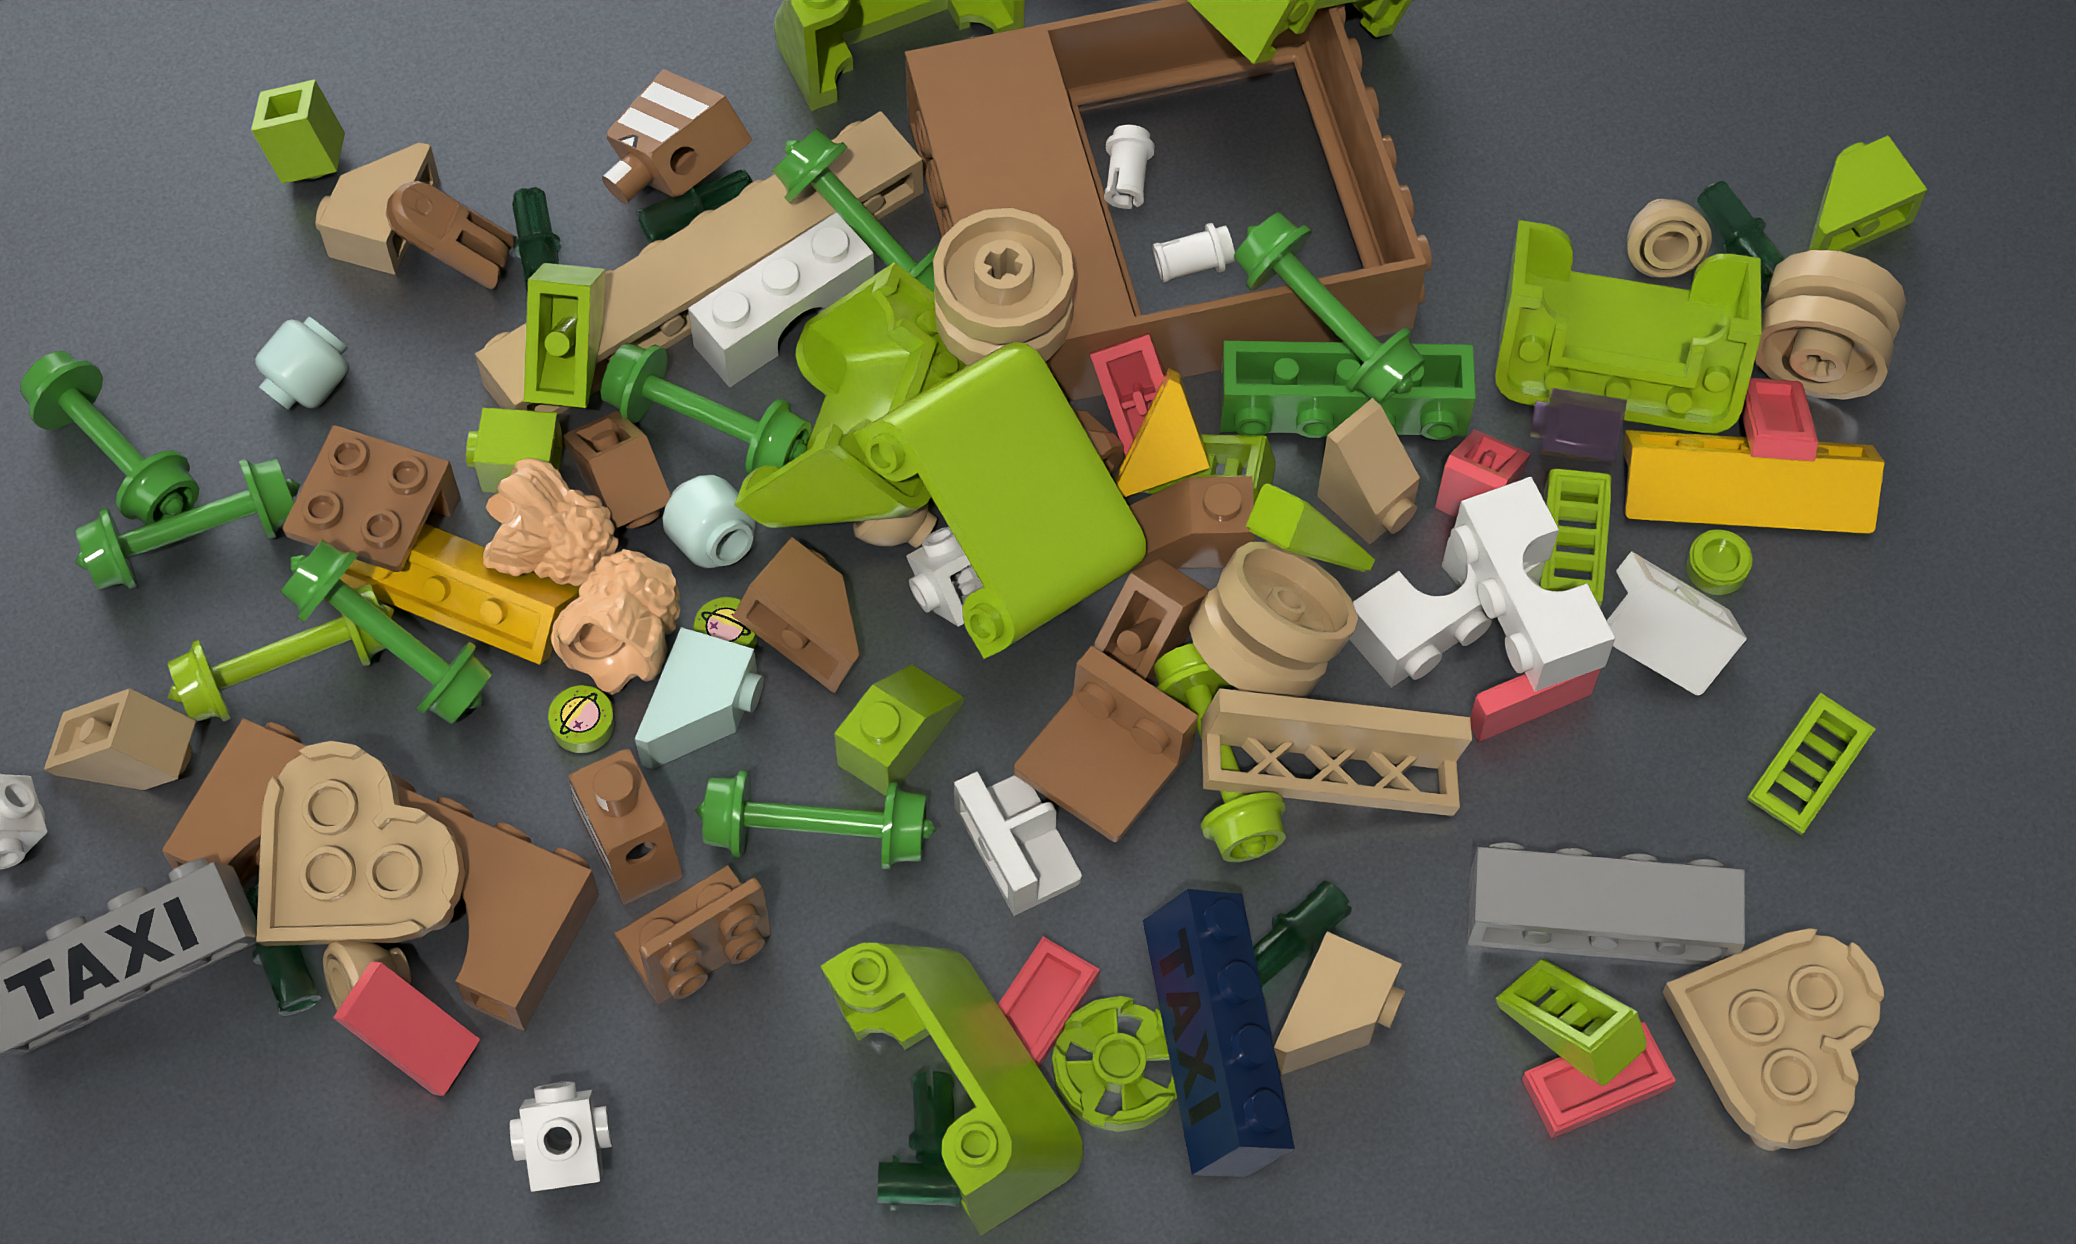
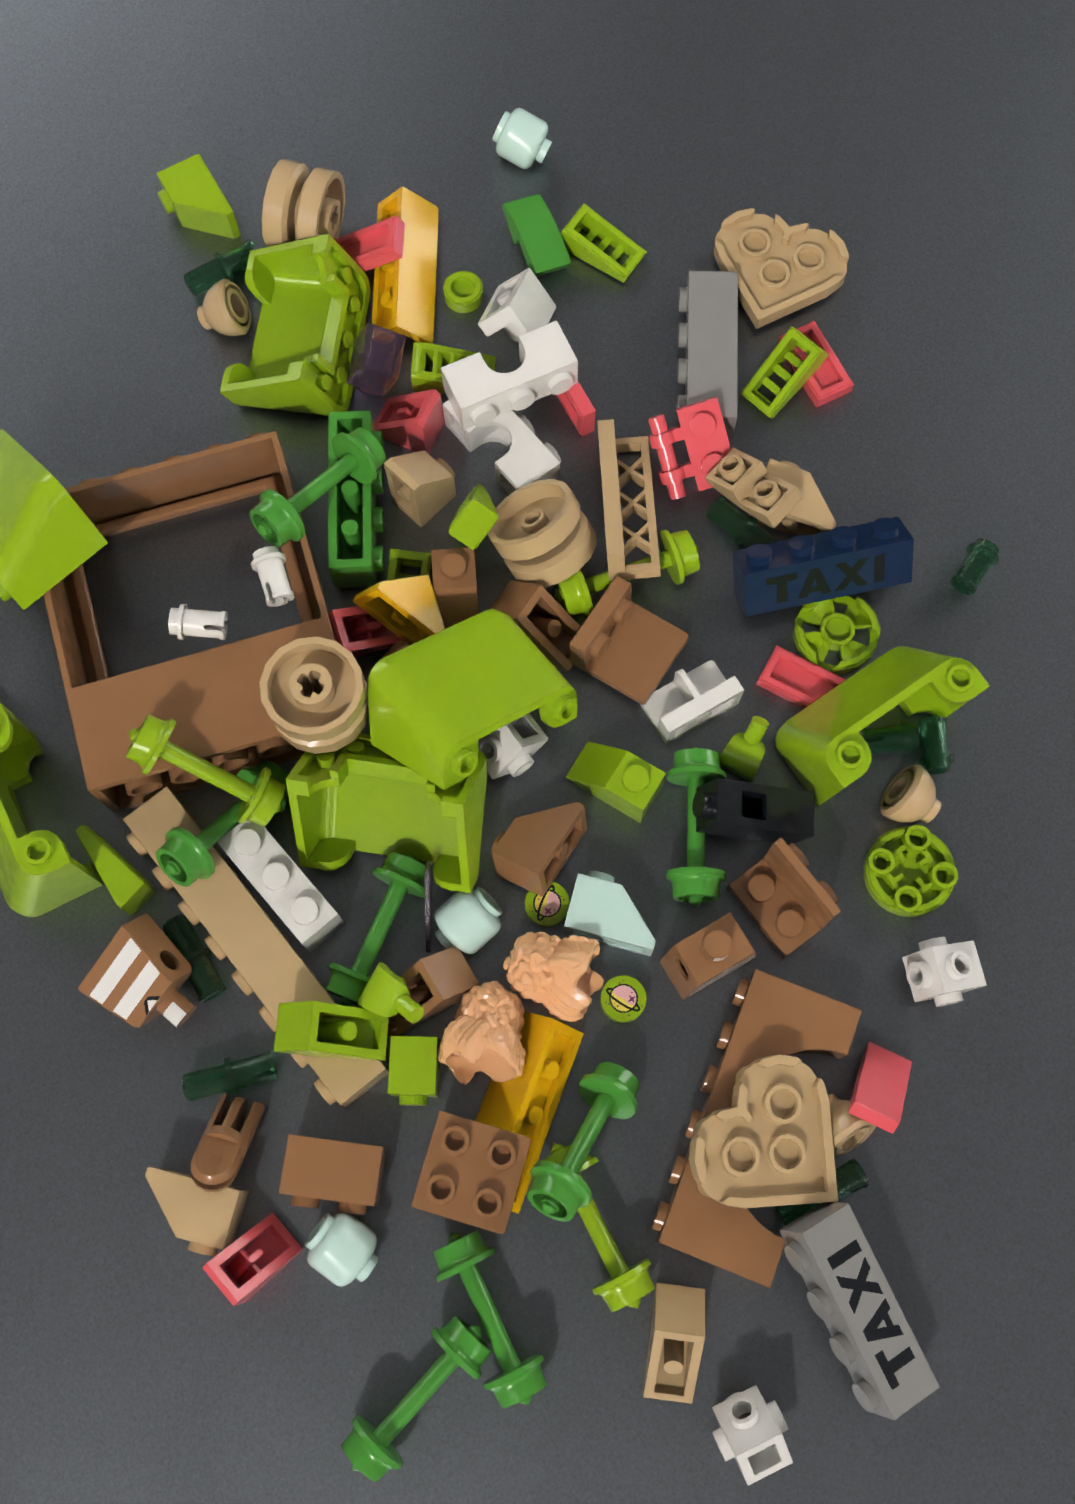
camera: 90 degrees left, 10 degrees up
(298, 131) = (128, 1282): lime brick -> none
(301, 262) = (252, 1260): none -> coral slope
(397, 357) = (333, 1172): none -> medium nougat brick
(602, 399) = (389, 995): none -> lime piece
(725, 1128) = (909, 871): none -> lime tile
(731, 467) = (428, 906): none -> window
(823, 885) = (754, 811): none -> black brick
(824, 106) = (122, 880): none -> lime slope
(834, 1133) = (910, 796): none -> tan brick
(927, 903) = (745, 750): none -> lime piece
(950, 105) = (259, 799): none -> lime piece
(1345, 927) = (753, 488): none -> tan slope
(1433, 876) = (704, 439): none -> coral plate
(1819, 661) = (537, 233): none -> bright green slope
(2001, 648) = (522, 138): none -> light aqua head

